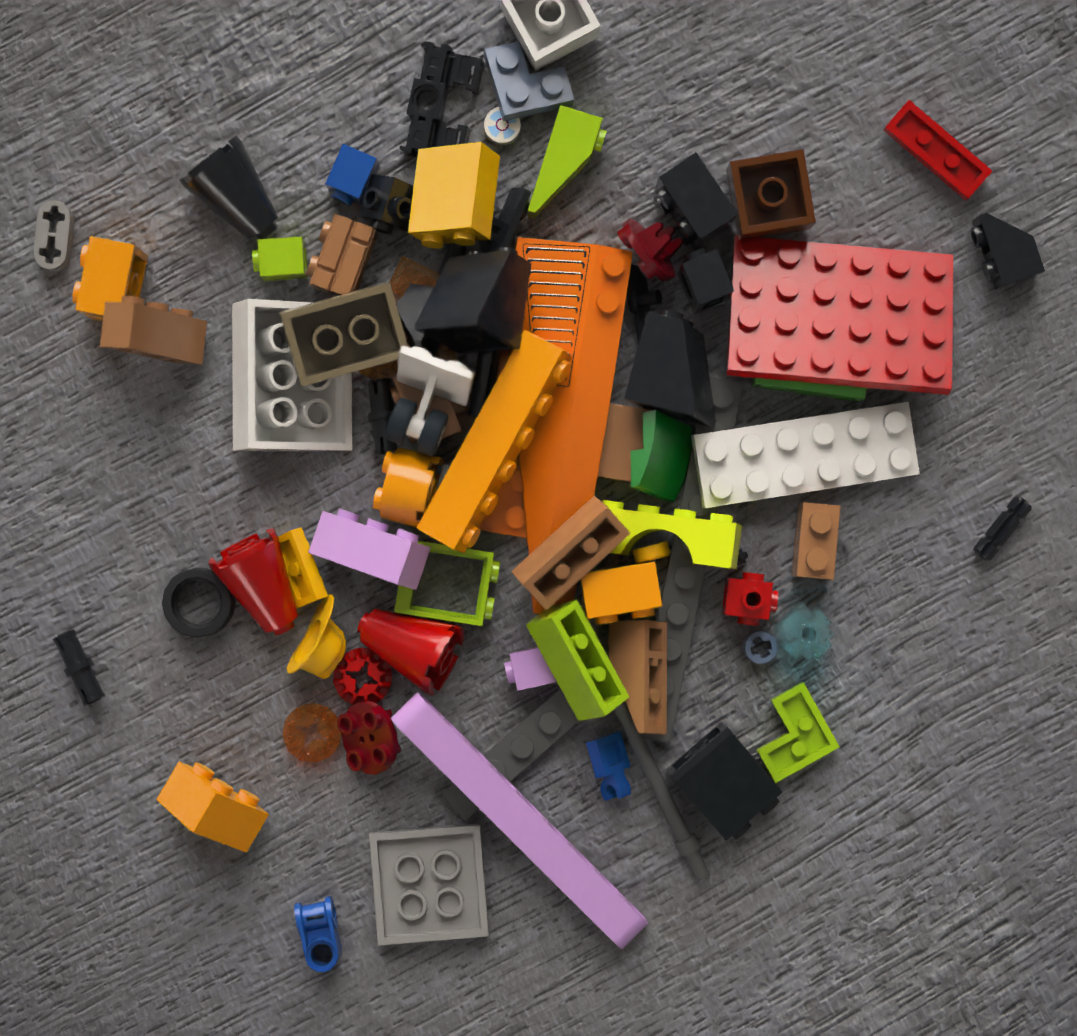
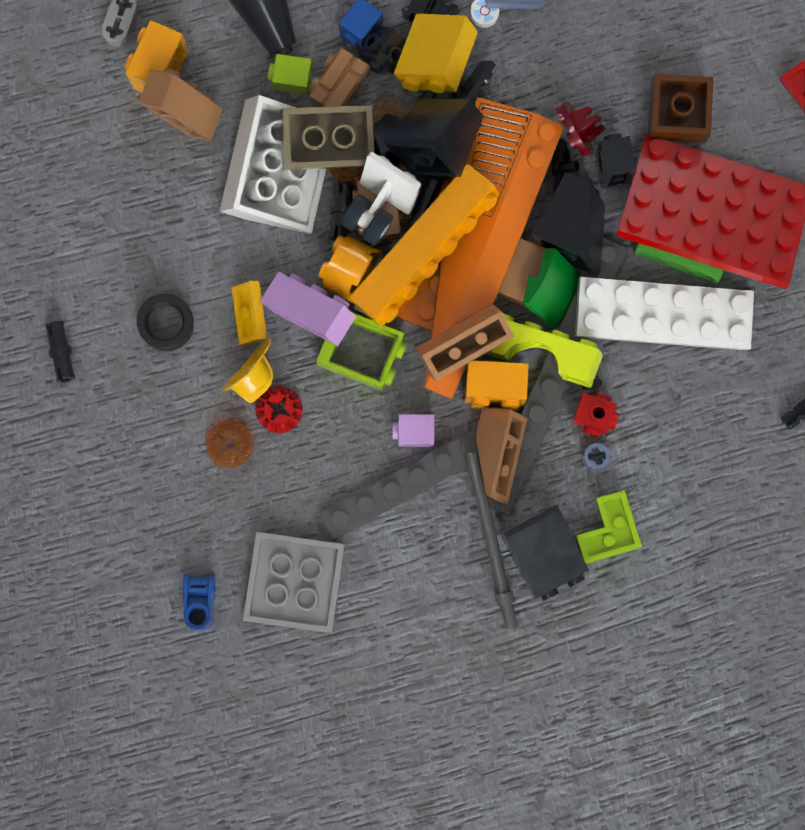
camera: 15 degrees right, 5 degrees down
(212, 806) = (138, 481): light orange brick -> none
(259, 581) = (217, 315): red cone -> none
(369, 738) = (273, 455): dark red plate -> none
(413, 646) = (325, 392): red cone -> none
(519, 820) = (377, 546): lavender beam -> none
(568, 152) = (531, 42): lime slope -> none
(577, 660) = (451, 428): lime brick -> none
(608, 761) = (458, 516): blue plate -> none
(651, 552) = (534, 361): yellow tile -> none
(694, 202) = (620, 99): black brick -> none
(791, 629) = (633, 439): clear light blue brick -> none
(815, 540) = (658, 381): medium nougat brick -> none

